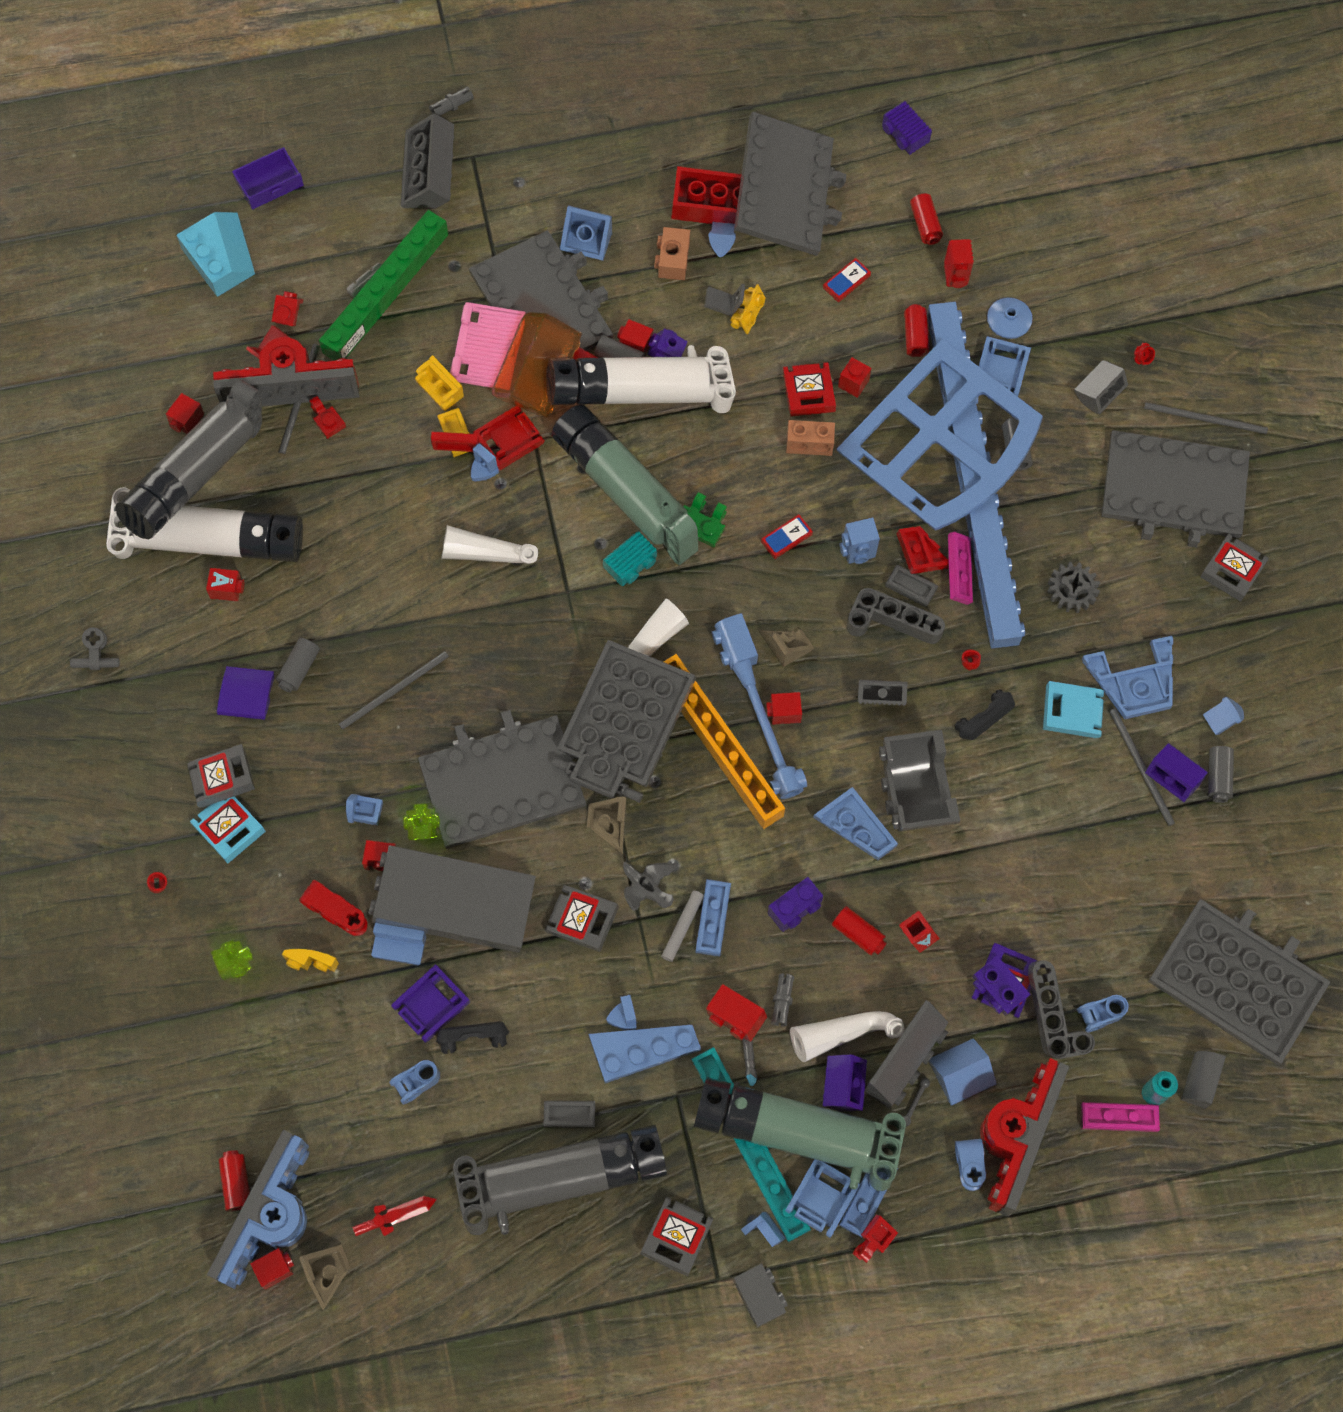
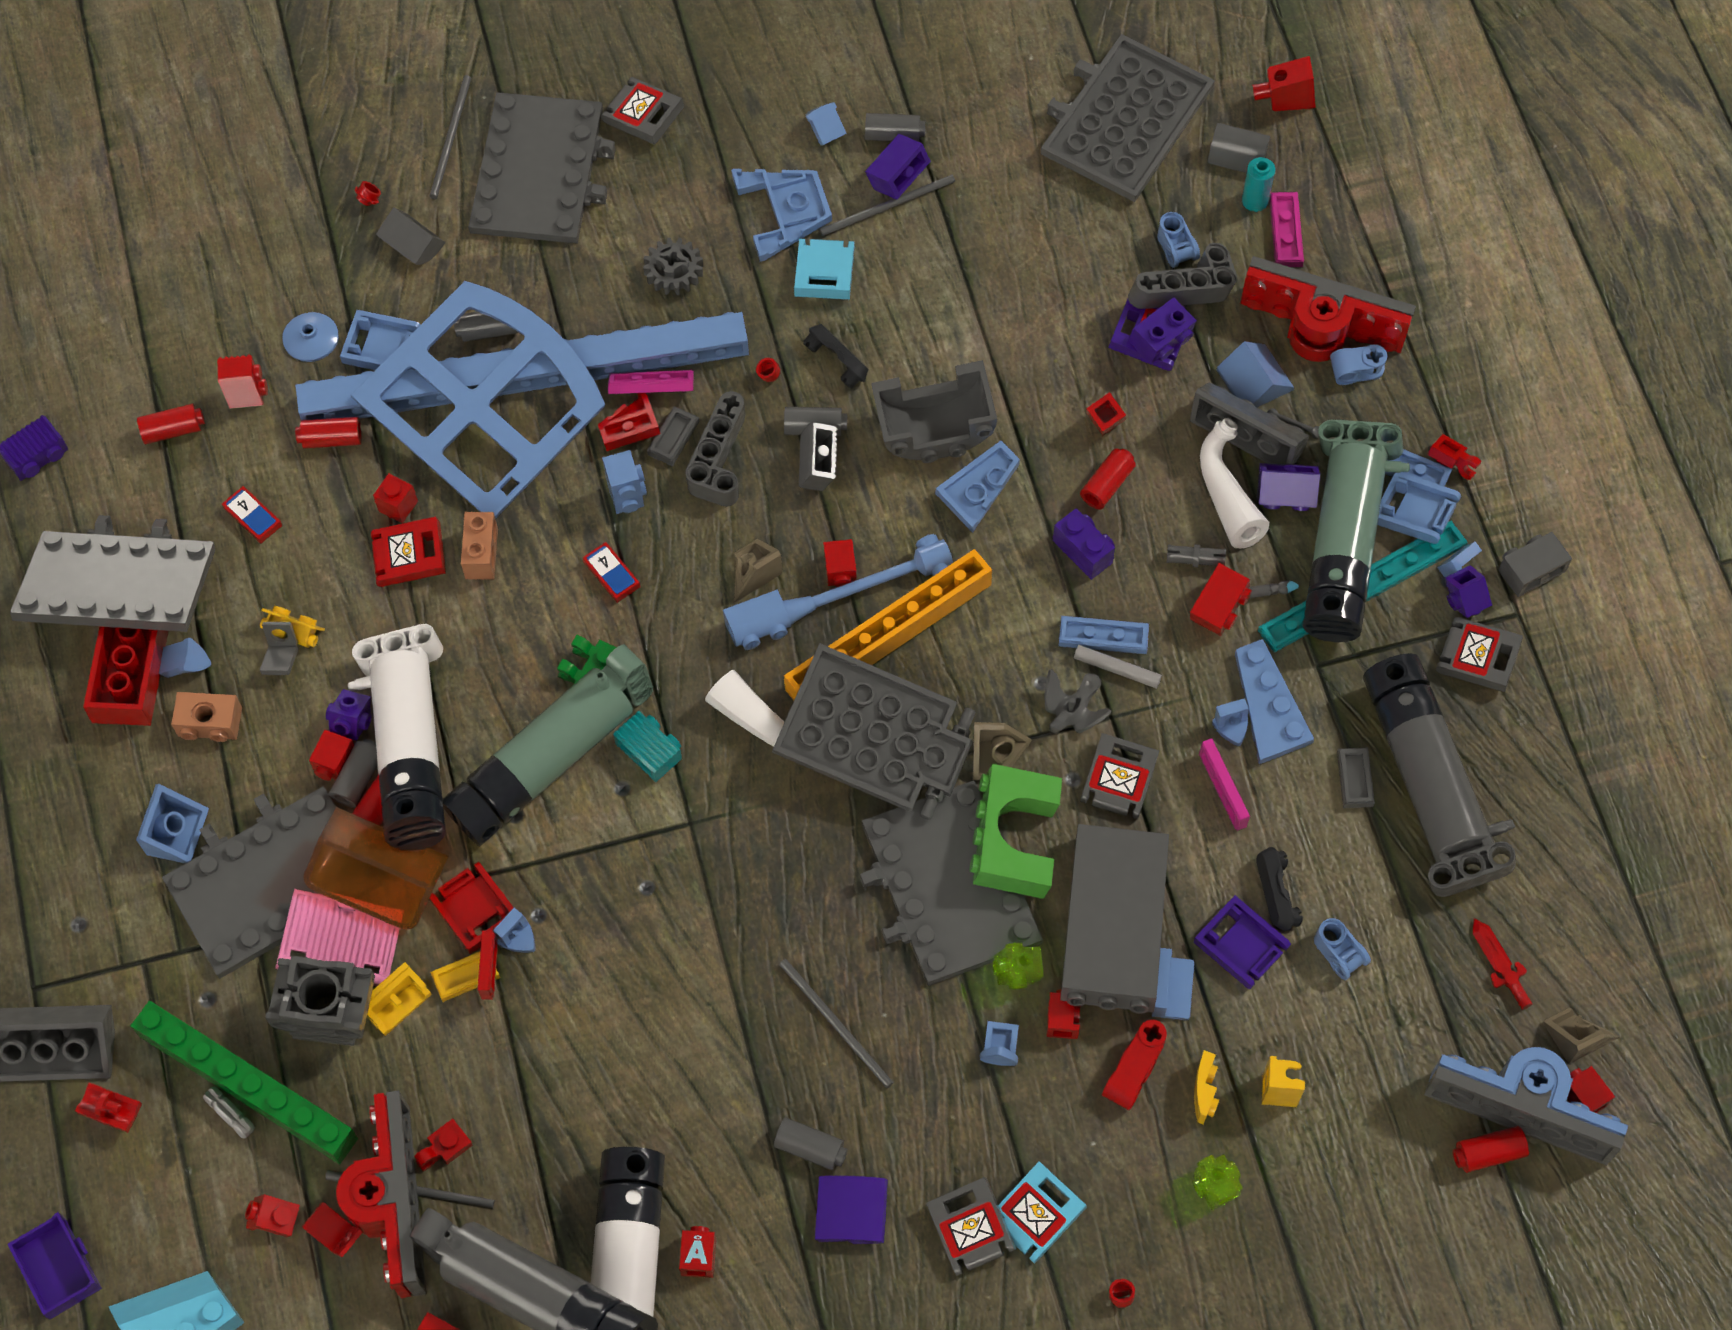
camera: 90 degrees left, 5 degrees down
(301, 1012) = (1277, 1087): none -> yellow hinge
(373, 203) = (108, 1107): none -> red hips
(432, 327) = (306, 980): none -> dark grey piece
(473, 546) = (635, 943): white animal -> none
(567, 1000) = (1224, 784): none -> dark pink tile
(568, 819) = (995, 861): none -> bright green arch
(733, 1229) = (1468, 591): none -> dark purple brick
(920, 694) = (798, 418): none -> dark grey brick
(1274, 1131) = (1288, 86): none -> red torso

